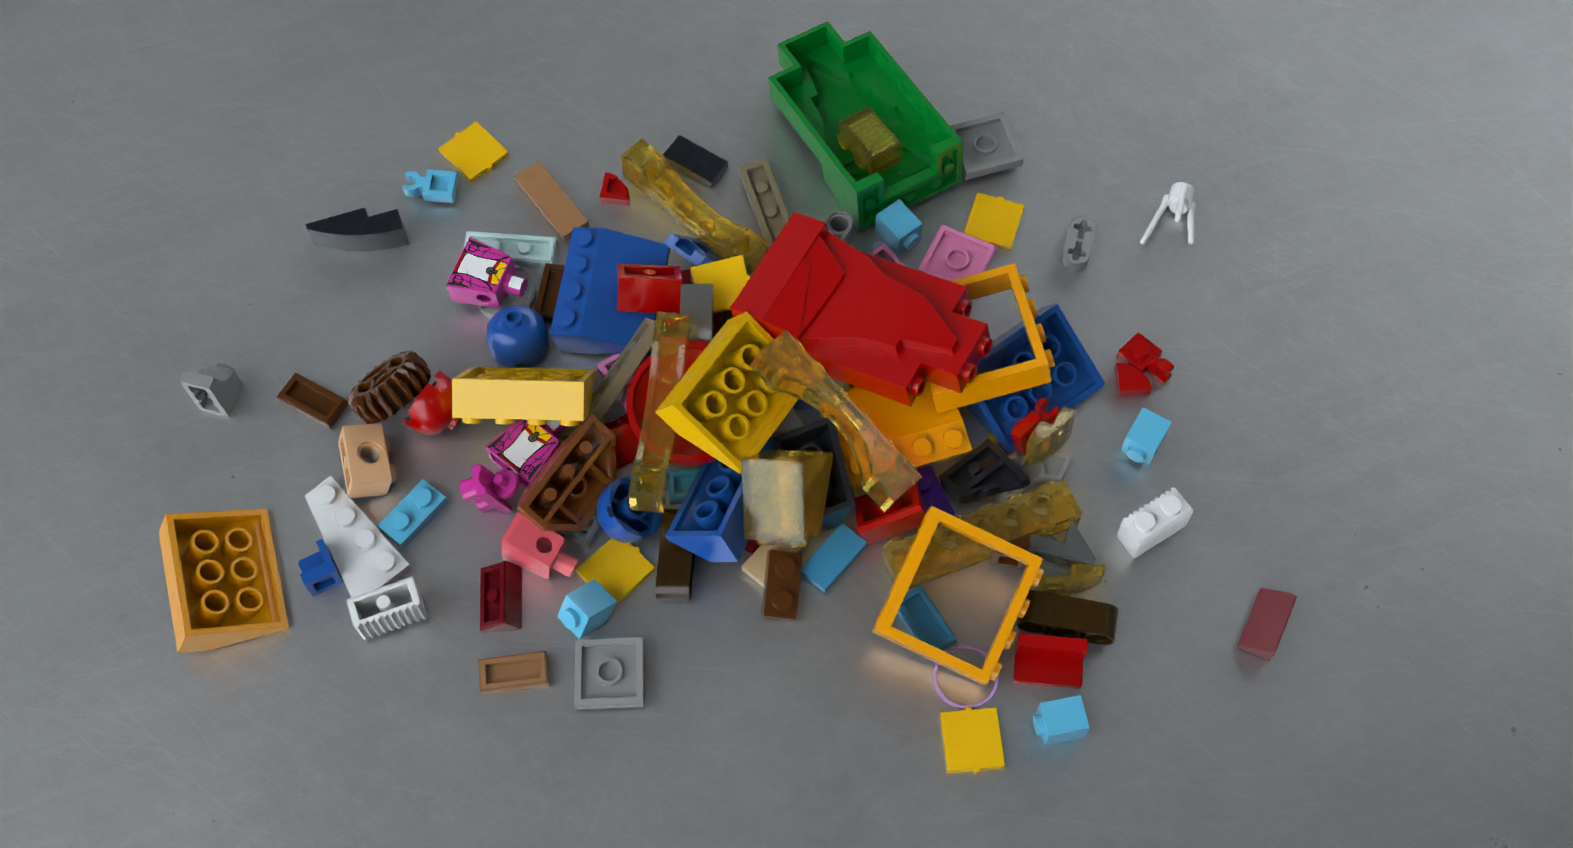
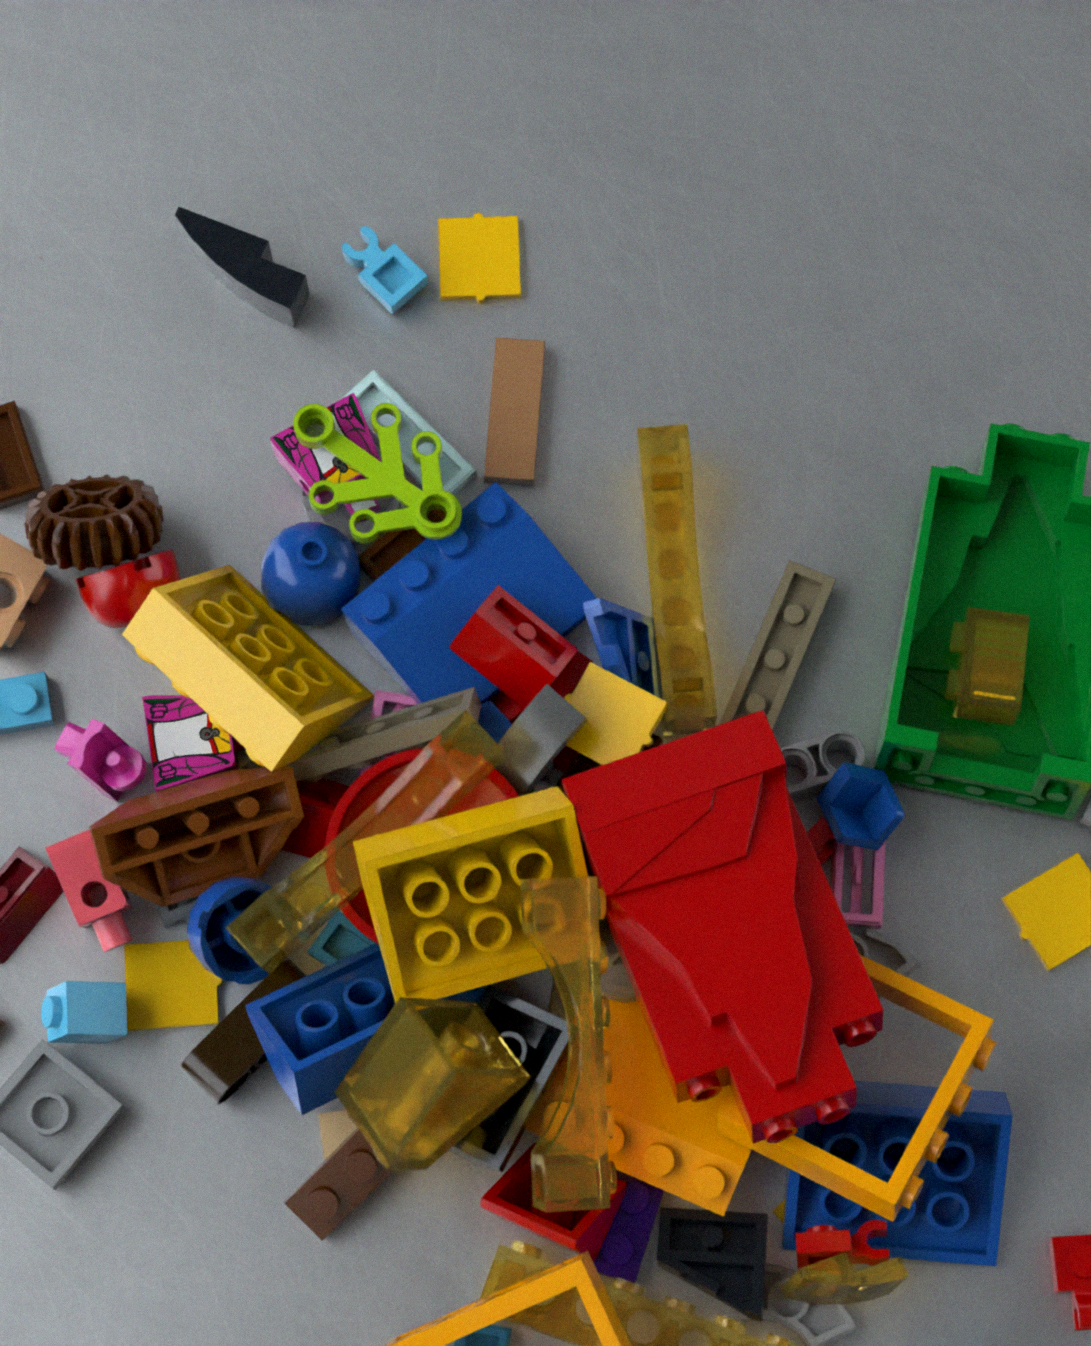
camera: 40 degrees right, 10 degrees up
(518, 259) = (383, 478): none -> lime plant
(614, 191) = (606, 460): red tile -> none
(695, 161) = (745, 502): black tile -> none
(833, 558) = (436, 1198): dark azure tile -> none
(870, 235) = (860, 806): none -> blue panel
(898, 227) = (926, 822): medium azure brick -> none
(956, 255) = (959, 928): bright pink tile -> none
(1131, 380) = (1033, 1291): red tile -> none

